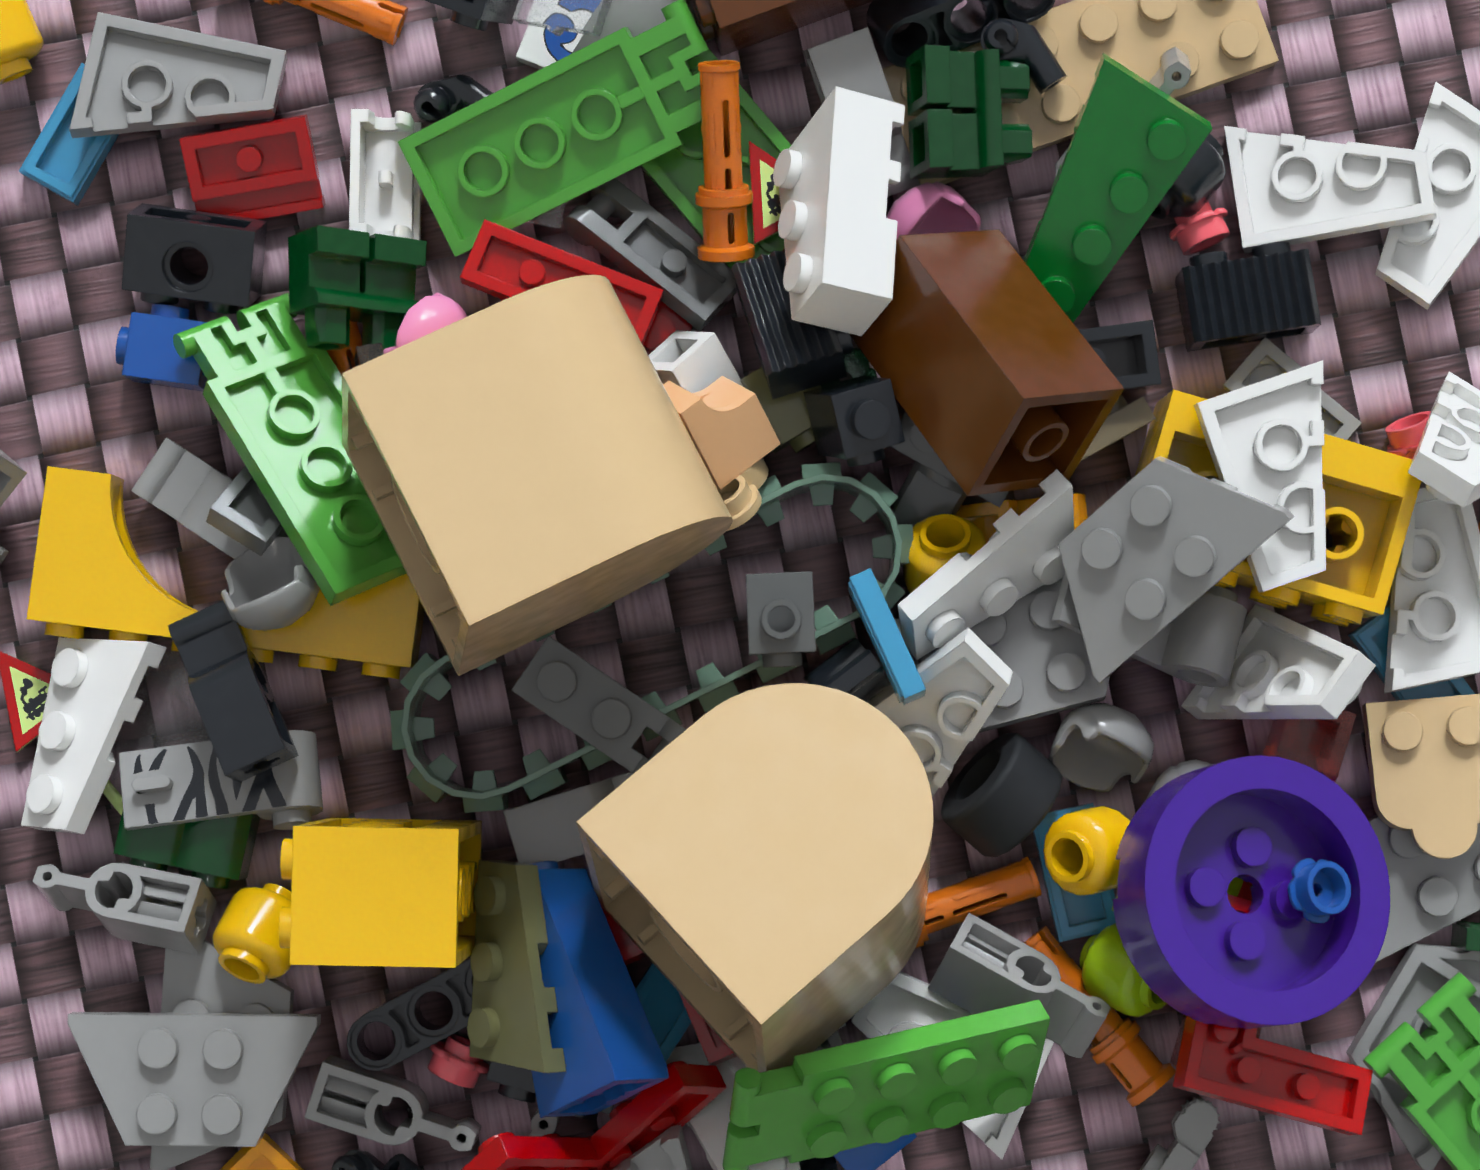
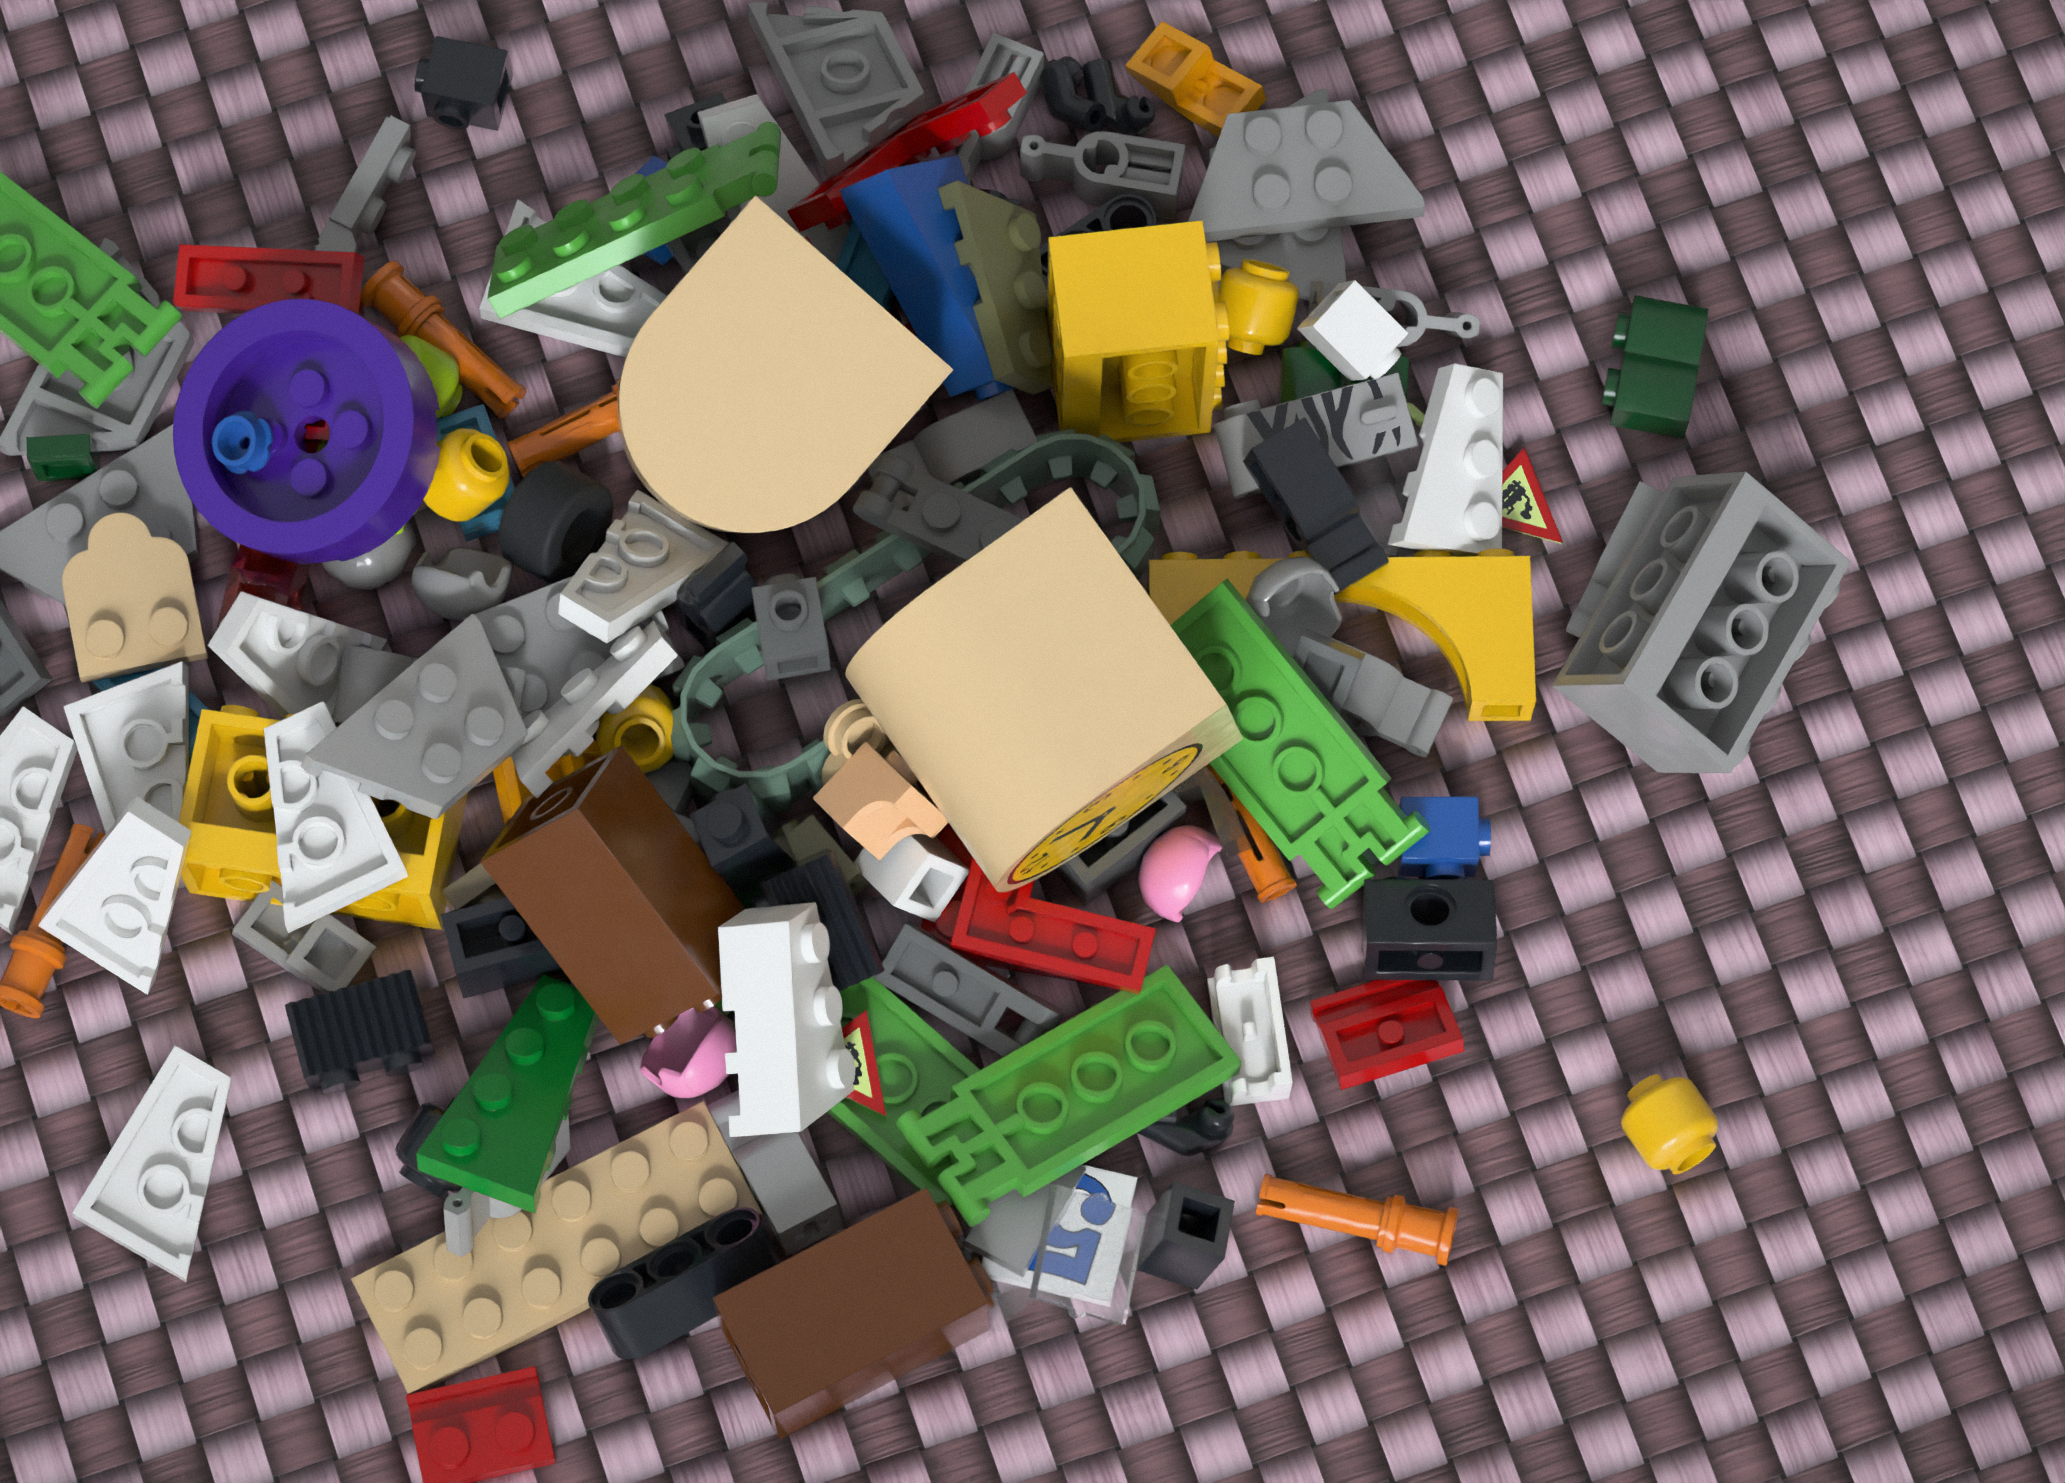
camera: 170 degrees right, 15 degrees down
(65, 162) = (1570, 1046): dark azure tile -> none
(161, 870) = (1354, 332): none -> white brick
(171, 78) = (1484, 1103): light grey wing -> none
(352, 278) = (1263, 915): dark green hips -> none
(453, 1062) = (1052, 215): coral plate -> none
(723, 193) = (902, 1043): orange pin -> none
(886, 637) = (685, 617): dark azure tile -> none
(960, 112) = (674, 1159): dark green hips -> none
(994, 971) = (525, 350): light grey piece -> none
(1024, 45) = (616, 1242): black arm -> none
(1200, 230) = (411, 1094): coral plate -> none
(1323, 189) = (295, 1148): white wing -> none
(1406, 434) = (186, 924): coral plate -> none

